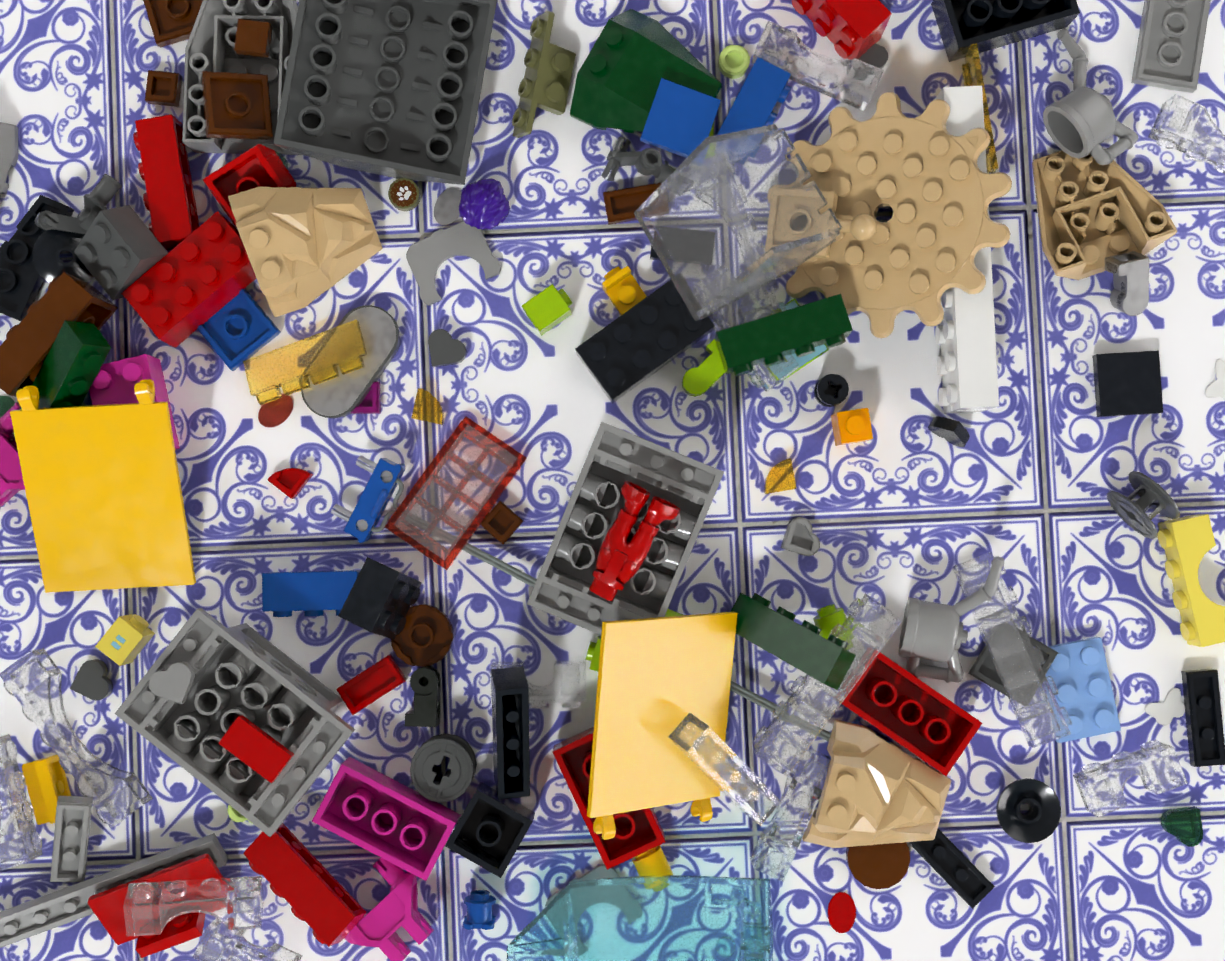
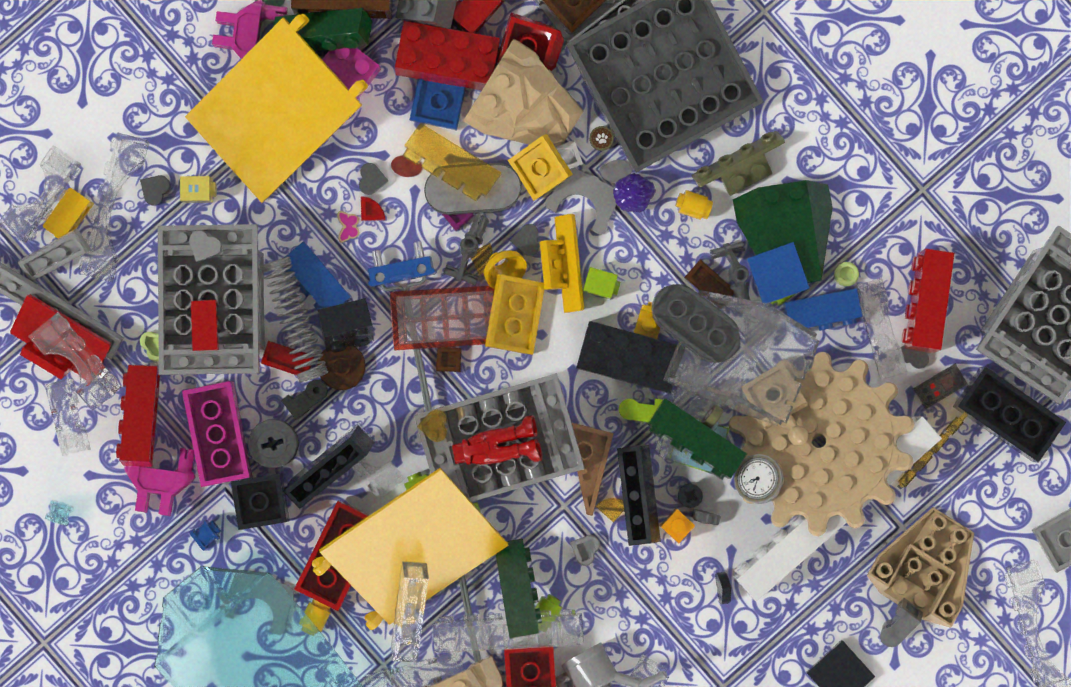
camera: 40 degrees right, 0 degrees up
(260, 455) = (371, 179): none -> dark grey tile
(261, 624) = (319, 370): none -> light grey piece
(287, 513) = (349, 224): none -> dark pink sticker
(381, 275) = (540, 167): none -> yellow plate
(393, 241) = (570, 154): none -> white tile
(406, 412) = (469, 249): none -> dark grey pin
(463, 393) = (513, 266): none -> yellow piece
(497, 331) = (562, 263): none -> yellow bracket
(509, 419) = (515, 314): none -> yellow plate
(544, 154) = (694, 205): none -> yellow brick
(554, 592) = (434, 425): none -> clear yellow tile
(664, 241) = (696, 323): none -> dark grey tile
(709, 447) = (594, 449): none -> medium nougat wing
(772, 299) = (712, 416): none -> olive tile
(791, 441) = (638, 495): none -> black brick
(864, 392) = (705, 517): none -> dark grey tile
(875, 303) = (758, 479): none -> tile
(919, 57) = (940, 386): none -> clear smoke tile
(1084, 116) = (981, 517): light grey piece -> none

